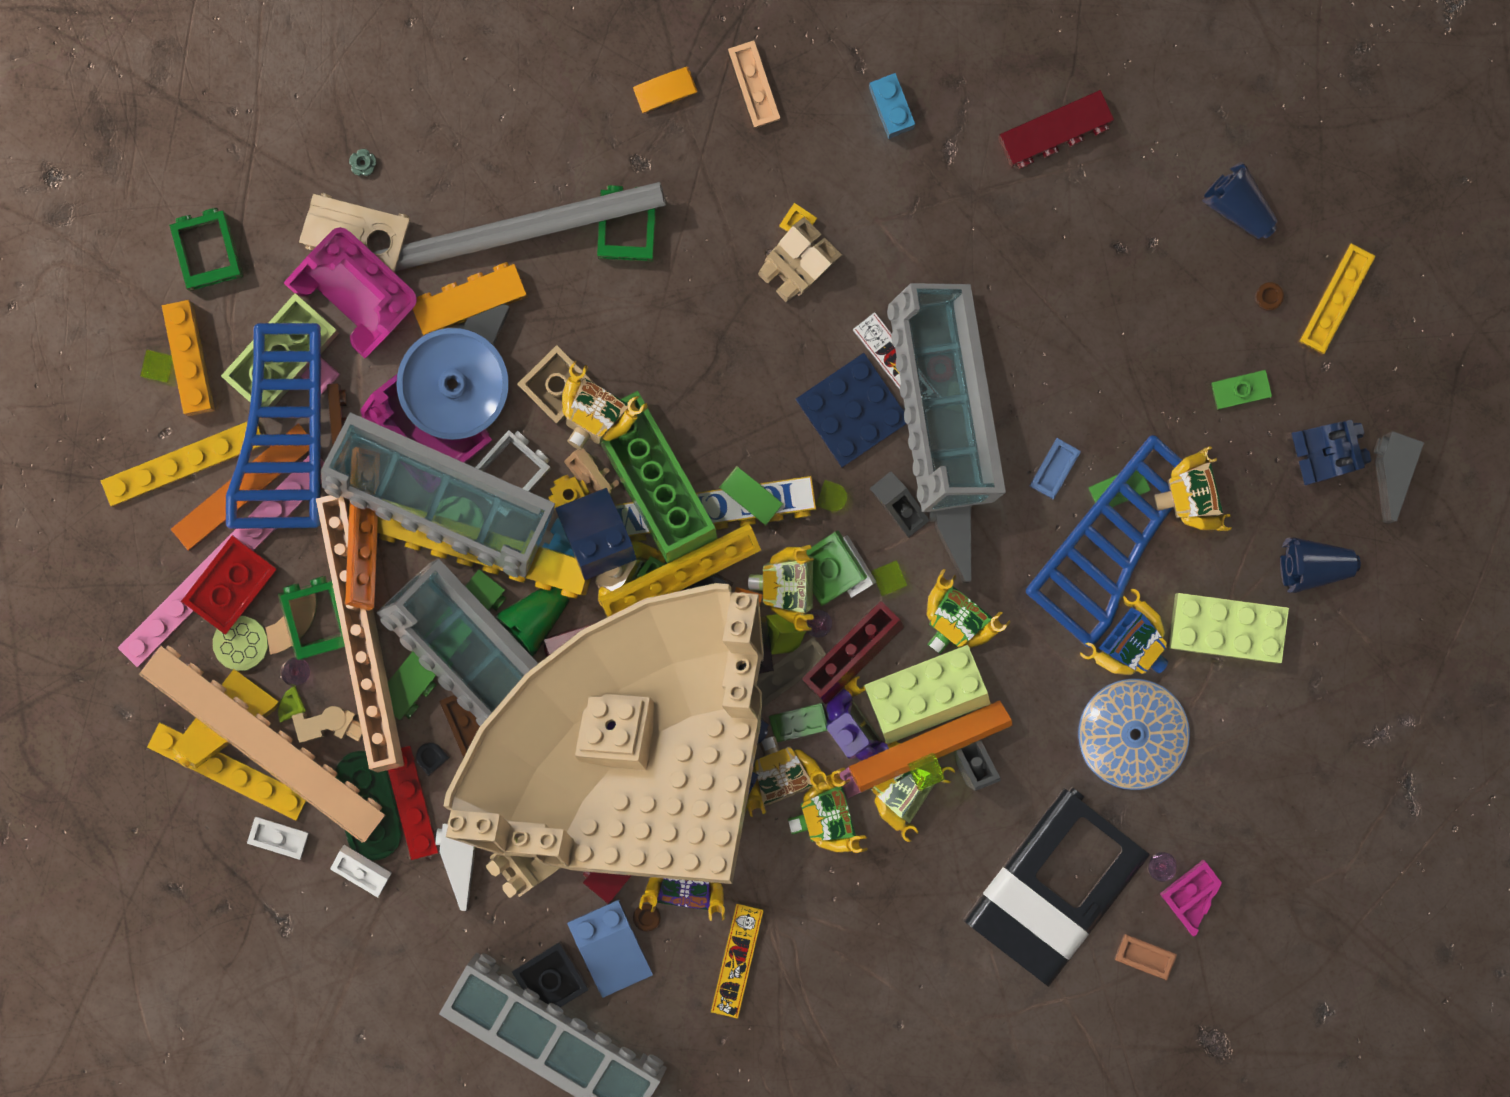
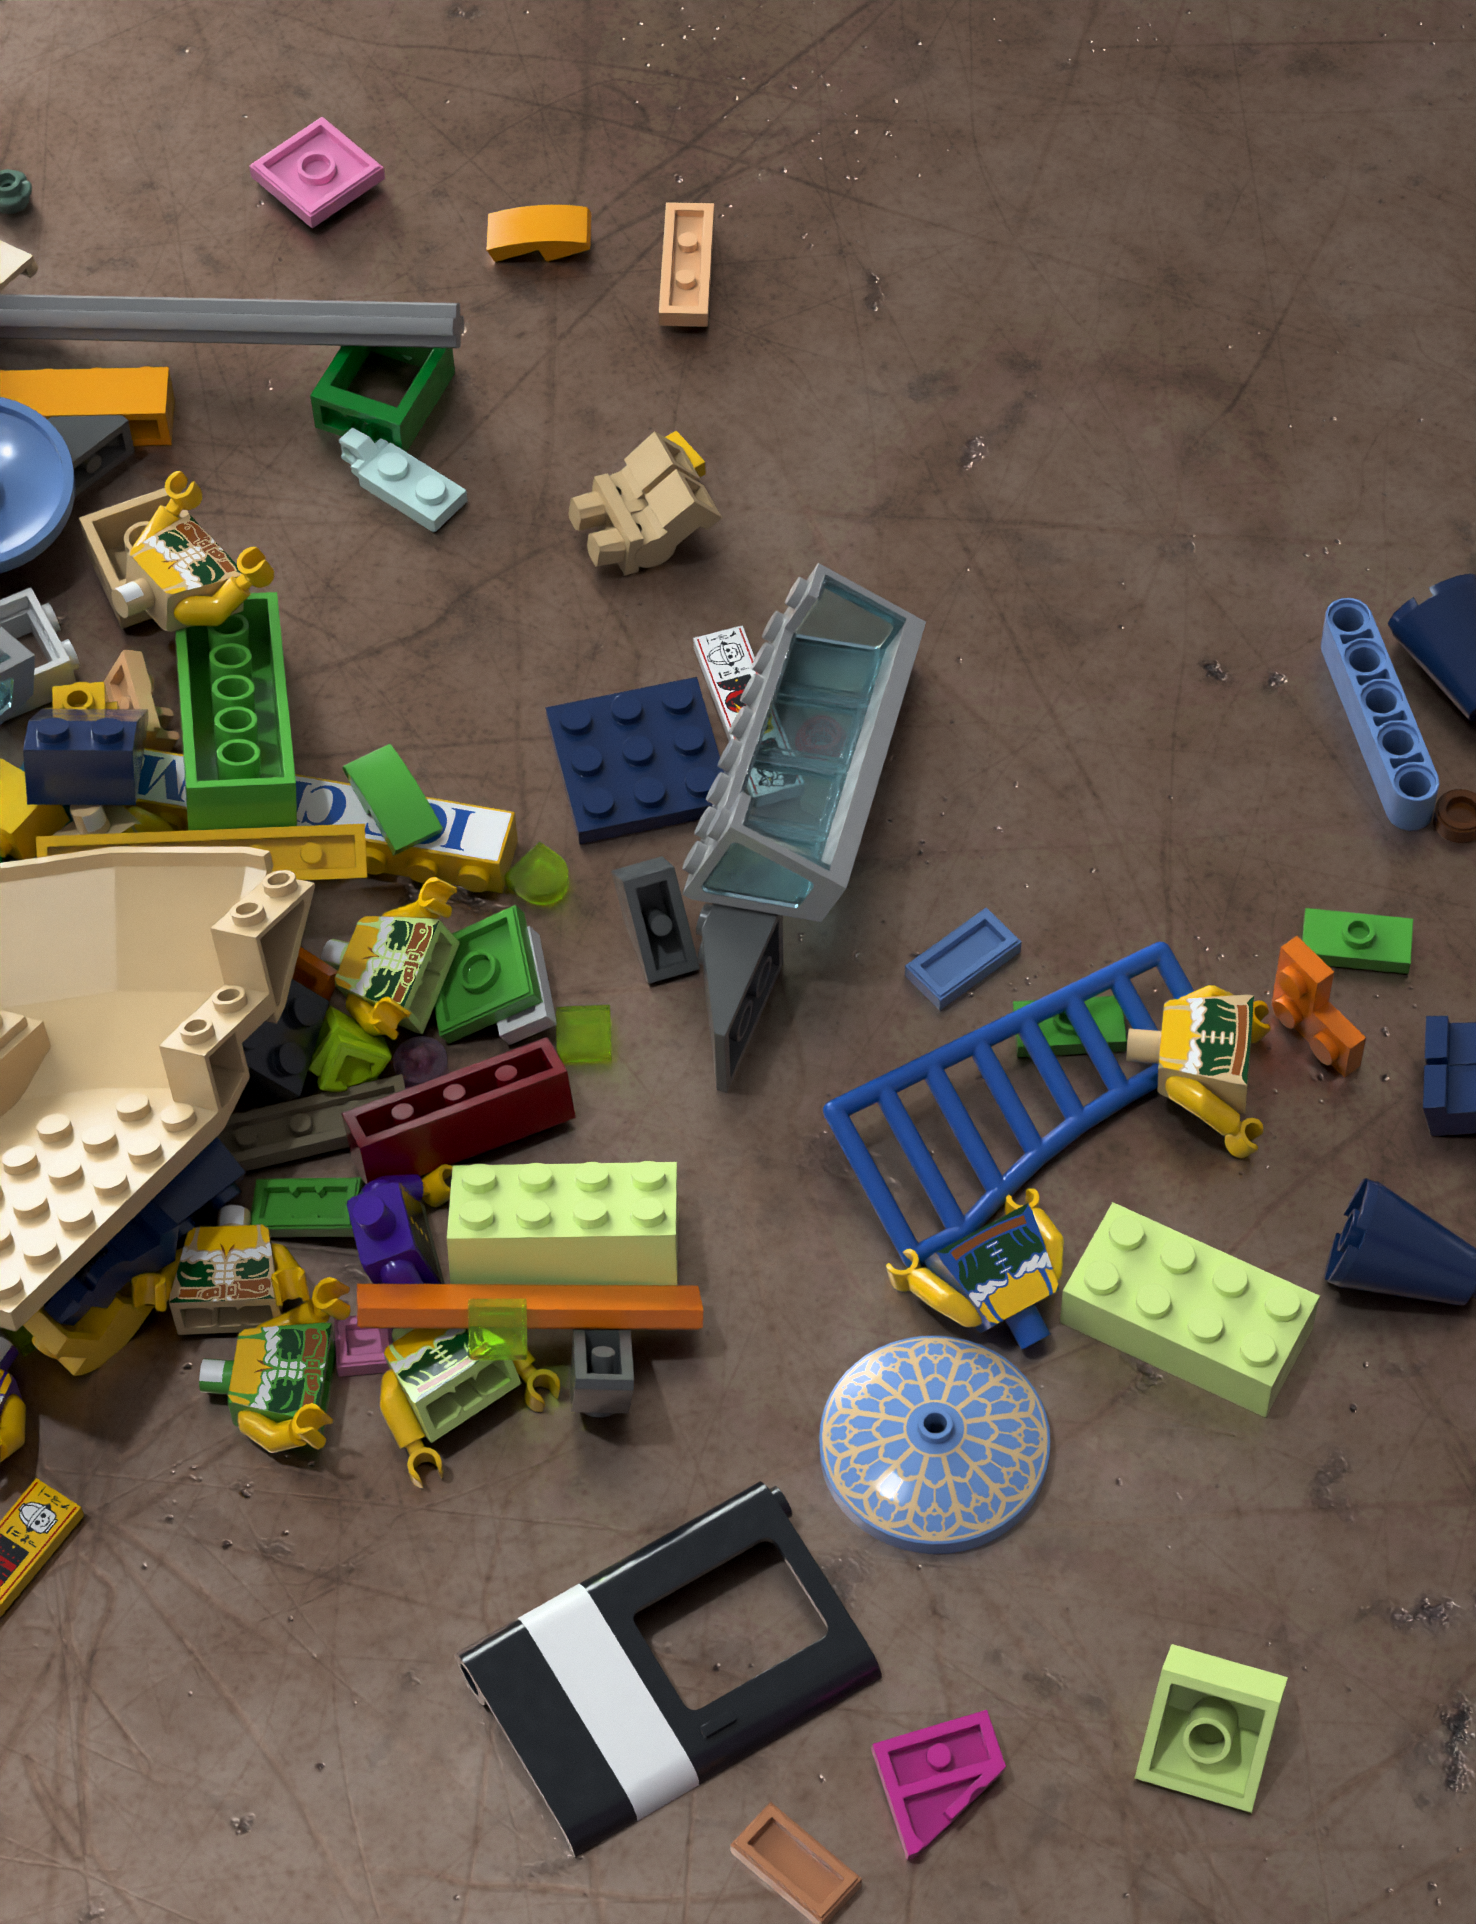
camera: 20 degrees right, 30 degrees down
(527, 91) = (317, 172): none -> bright pink plate
(662, 280) = (402, 480): none -> light aqua hinge
(789, 643) = (351, 1064): none -> lime tile
(891, 105) = (901, 349): dark azure brick -> none
(958, 618) = (681, 1120): torso -> none
(1056, 129) = (1168, 460): dark red brick -> none
(1162, 866) = (897, 1699): clear purple tile -> none
(1214, 267) = (1379, 714): none -> medium blue beam
(1231, 442) = (1303, 1003): none -> orange plate
(1304, 830) = (1210, 1727): none -> yellowish green slope

